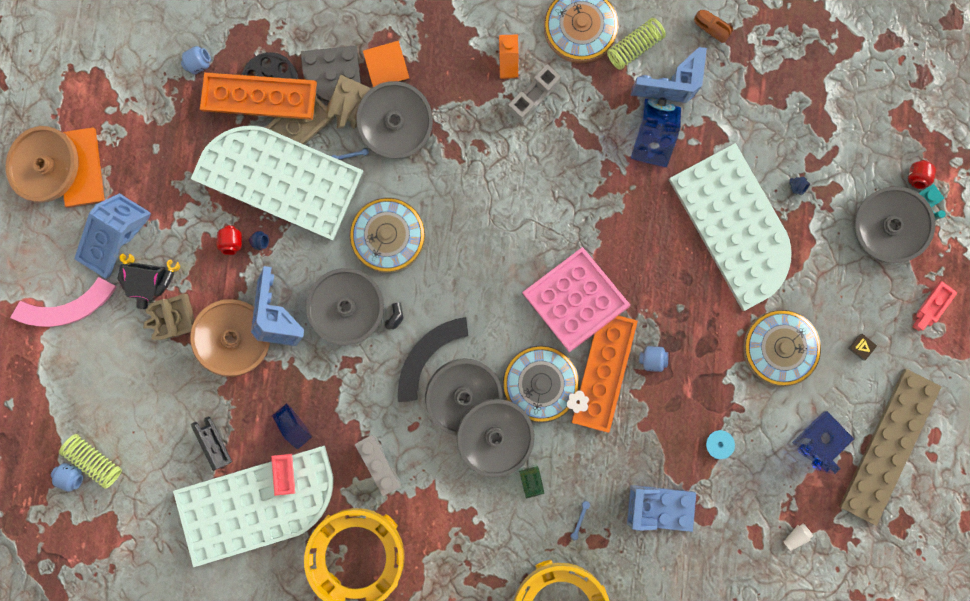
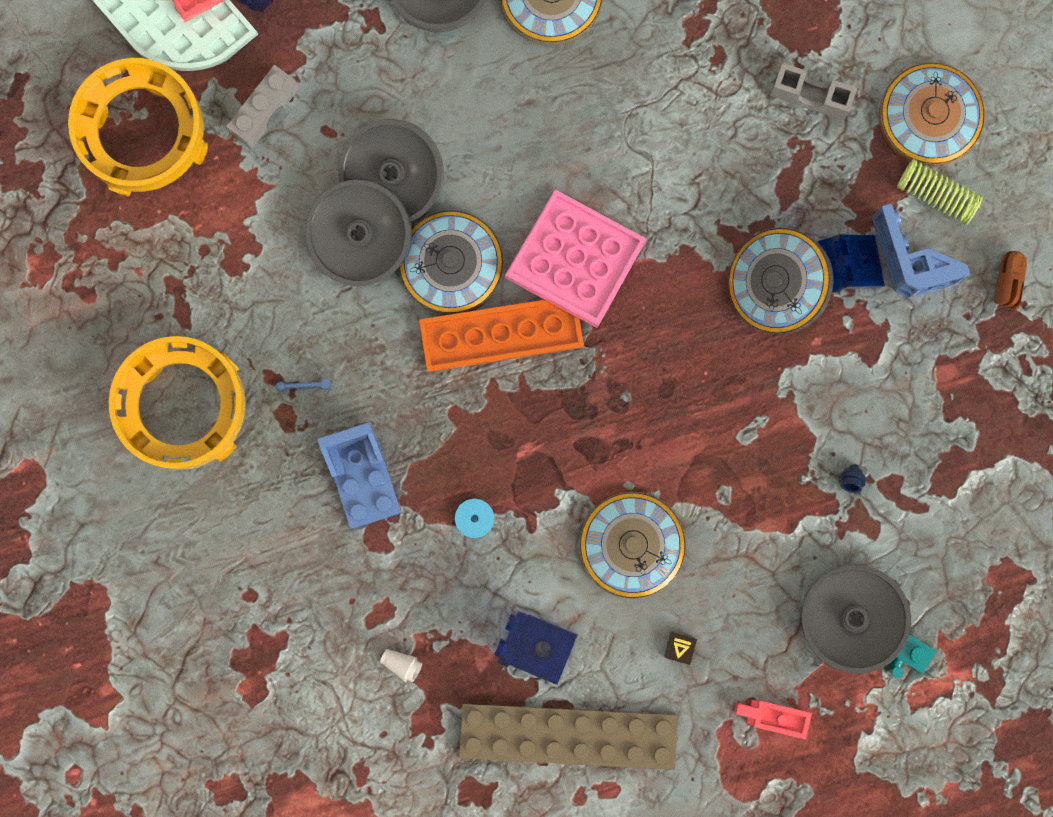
camera: 65 degrees right, 0 degrees up
(397, 317) = (453, 50): black arm -> none
(423, 351) = (424, 101): black tile -> none
(508, 56) = (847, 40): orange slope -> none
(531, 481) = (324, 302): clear green slope -> none
(582, 406) = (442, 309): white plant -> none
(652, 172) = (780, 281): none -> dish
(654, 358) = (545, 388): medium blue head -> none
(661, 104) = (875, 257): piece -> none
(736, 224) = (764, 423): light aqua plate -> none
(921, 174) = (940, 630): red head -> none

